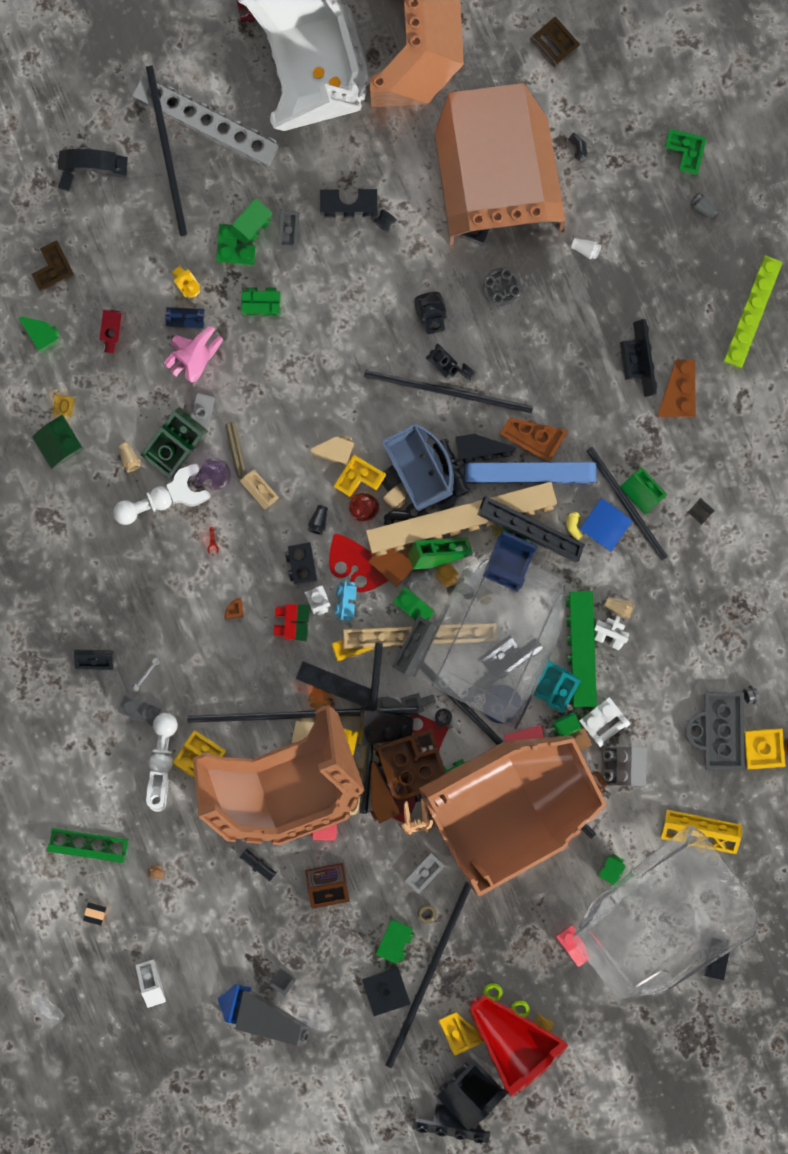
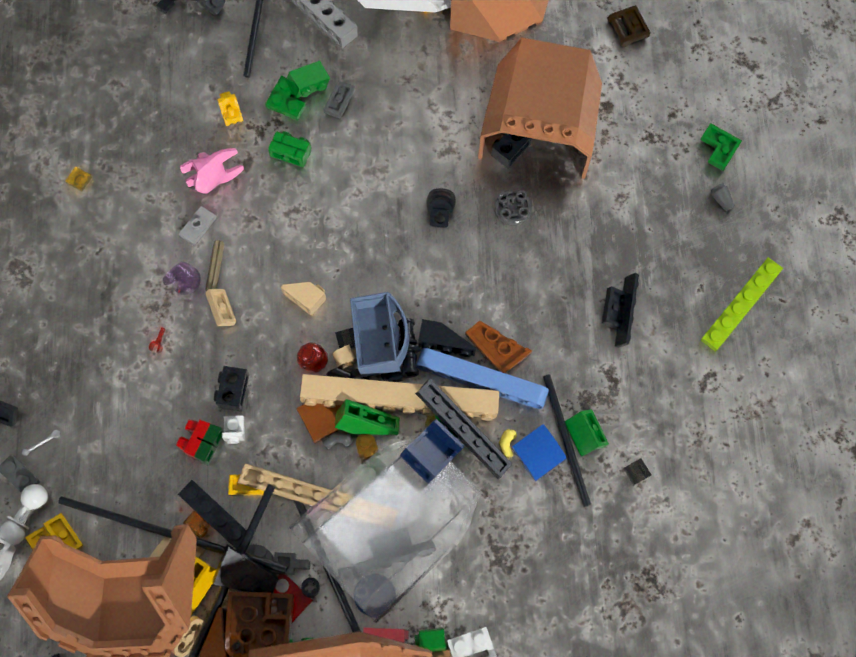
camera: 15 degrees right, 15 degrees down
(41, 333) = (86, 112): green slope -> none
(57, 269) = (124, 67): dark brown plate -> none
(57, 441) = (59, 205): dark green slope -> none
(112, 320) = (149, 125): dark red torso -> none
(128, 457) = (114, 241): tan cone -> none
(162, 497) = (127, 284): white piece -> none
(174, 442) = (161, 241): dark green slope -> none
(184, 317) = (216, 139): dark blue hinge -> none
(234, 609) = (151, 411): dark orange tile -> none
(318, 521) = (264, 354): black cone -> none
(332, 205) = (413, 100): black arch -> none
(343, 608) = (255, 444): medium azure hinge -> none
(353, 554) = (285, 398): red piece -> none
(356, 472) = (317, 322): yellow plate -> none
(384, 220) = (427, 117): black wheel -> none
(412, 605) = (322, 465): green slope -> none
(413, 645) = (306, 501): dark grey plate -> none
(442, 361) = (434, 249): black hips -> none
(448, 391) = (432, 281): black piece -> none
(467, 372) = (454, 268): black bush -> none
(556, 686) = (434, 595): teal slope -> none
(581, 146) = (624, 113): black arm -> none
(582, 647) = (475, 567): green brick -> none
(587, 248) = (602, 198): white cone -> none
(613, 629) = (516, 566): white hips -> none
(621, 607) = (528, 538): tan cone -> none
(680, 392) = (651, 353): dark orange wing -> none

